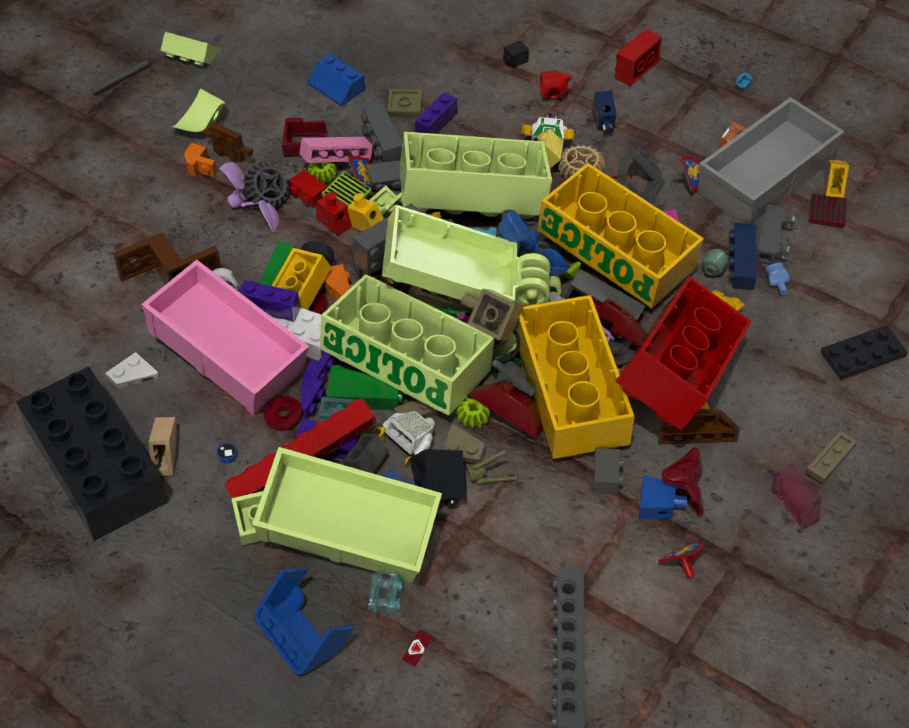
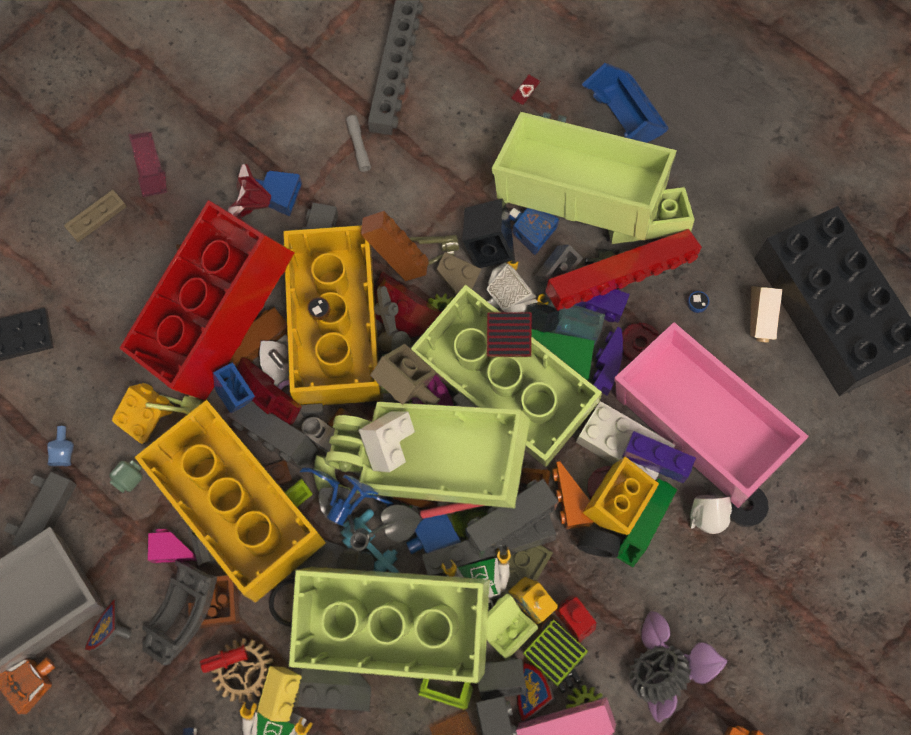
camera: 175 degrees left, 20 degrees up
(131, 371) = (808, 415): white wing -> none
(159, 254) = (780, 556): reddish brown bracket -> none
(306, 188) = (605, 674): red brick -> none
(379, 408) = (543, 317): none -> black brick
(406, 345) = (509, 334): none -> tile
(501, 269) = (382, 440): none -> white brick
(527, 430) = (394, 246): none -> dark orange brick
(582, 353) = (318, 308): none -> tile
(595, 157) = (223, 659): none -> red axle
(595, 571) = (355, 132): none -> light grey piece
(641, 304) = (234, 391): none -> blue torso
(687, 555) = (270, 131): shield -> none
(743, 256) = (88, 484): dark blue brick -> none

